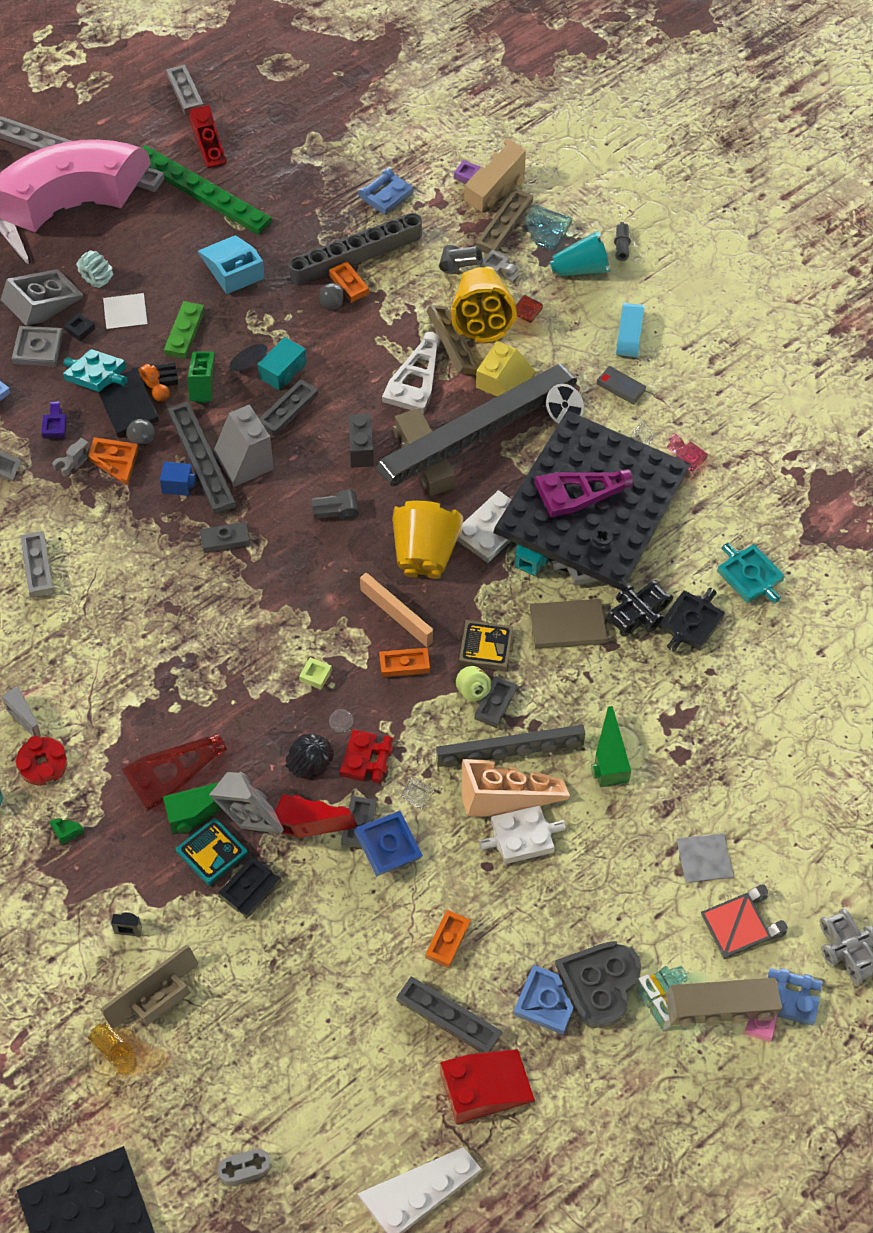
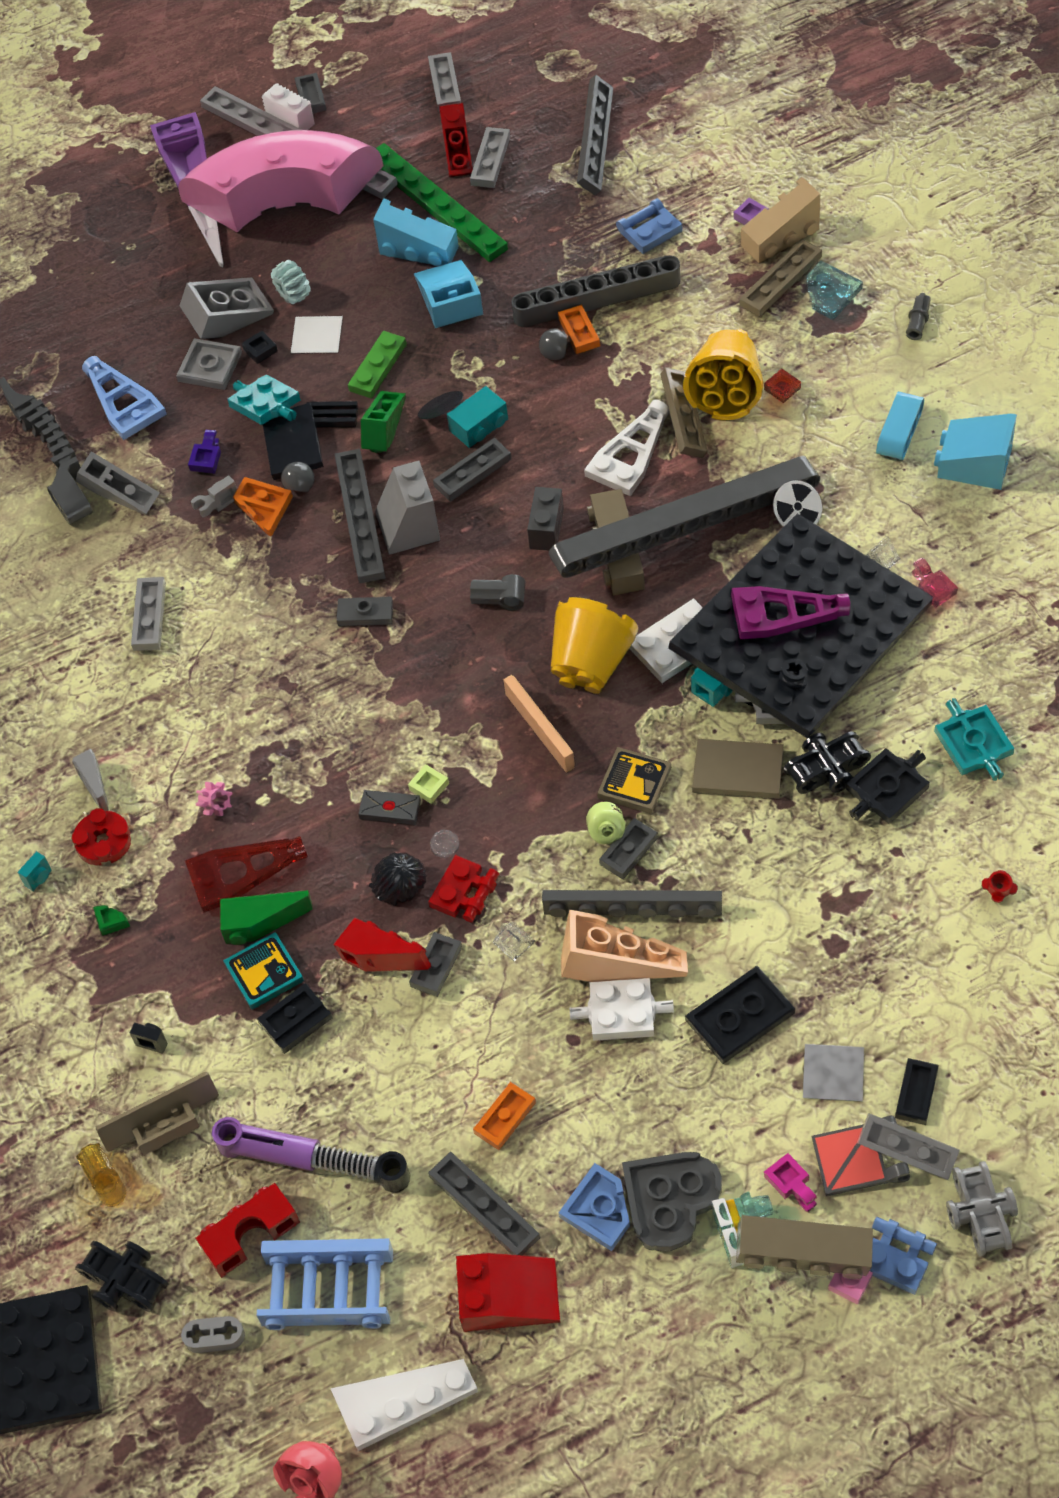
camera: 20 degrees right, 0 degrees up
(56, 122) = (288, 107): none -> white brick
(70, 110) = (310, 89): none -> dark grey tile
(134, 713) = (214, 798): none -> bright pink gear
(150, 376) = (323, 412): orange plate -> none
(152, 1132) = (121, 1276): none -> black axle
(177, 478) = (326, 536): blue brick -> none
(192, 221) = (413, 238): none -> medium azure wedge
(239, 148) = (490, 157): none -> light grey plate
(245, 804) = (308, 921): light grey slope -> none
(267, 1054) = (266, 1210): none -> red arch
(286, 697) = (389, 807): none -> dark grey tile
(288, 999) = (307, 1153): none -> piece
(323, 121) = (595, 135): none -> dark grey plate
(338, 1078) = (310, 1255): none -> light blue fence
(388, 843) = (461, 993): blue plate -> none
(404, 662) = (533, 786): orange plate -> none
(453, 257) = (712, 314): dark grey piece -> none
(500, 264) = (761, 327): light grey plate -> none
(502, 370) = (733, 454): light yellow slope -> none
(582, 258) = (862, 331): teal cone -> none
(611, 760) = (746, 931): green slope -> none
(619, 823) = (740, 1014): none -> black tile
(621, 385) = (874, 491): dark grey tile -> none
(693, 950) = (790, 1179): none -> dark pink plate
(697, 342) = (977, 450): none -> medium azure slope
(775, 861) = (916, 1091): none -> black tile
(781, 906) = (908, 1146): none -> light grey plate
(801, 681) = (999, 878): none -> red plate

